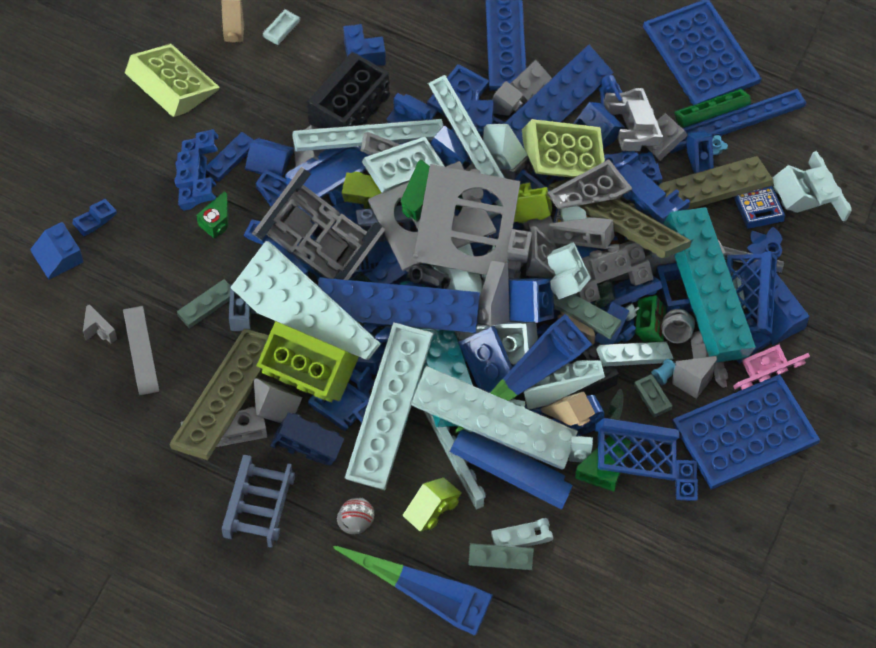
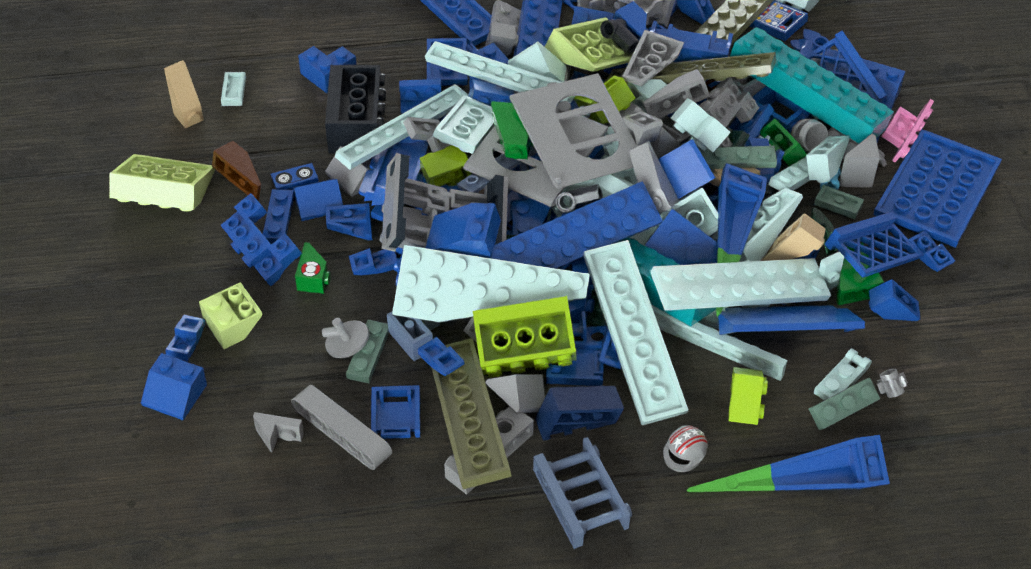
camera: 35 degrees left, 10 degrees down
(132, 218) = (230, 314): none -> yellowish green slope
(183, 366) = (396, 418): none -> blue container
(197, 284) = (345, 338): none -> light grey shield
(229, 95) = (237, 167): none -> reddish brown slope
(243, 340) = (440, 357): none -> blue slope
(266, 130) = (294, 177): none -> tile
(318, 256) = (466, 230): none -> blue slope
(549, 563) = (892, 383): none -> light grey gear
(591, 147) = (618, 32): none -> black piece
(613, 143) = (634, 17): none -> blue slope
(613, 504) = (893, 302): none -> blue slope
(663, 354) = (826, 158): none -> light aqua slope

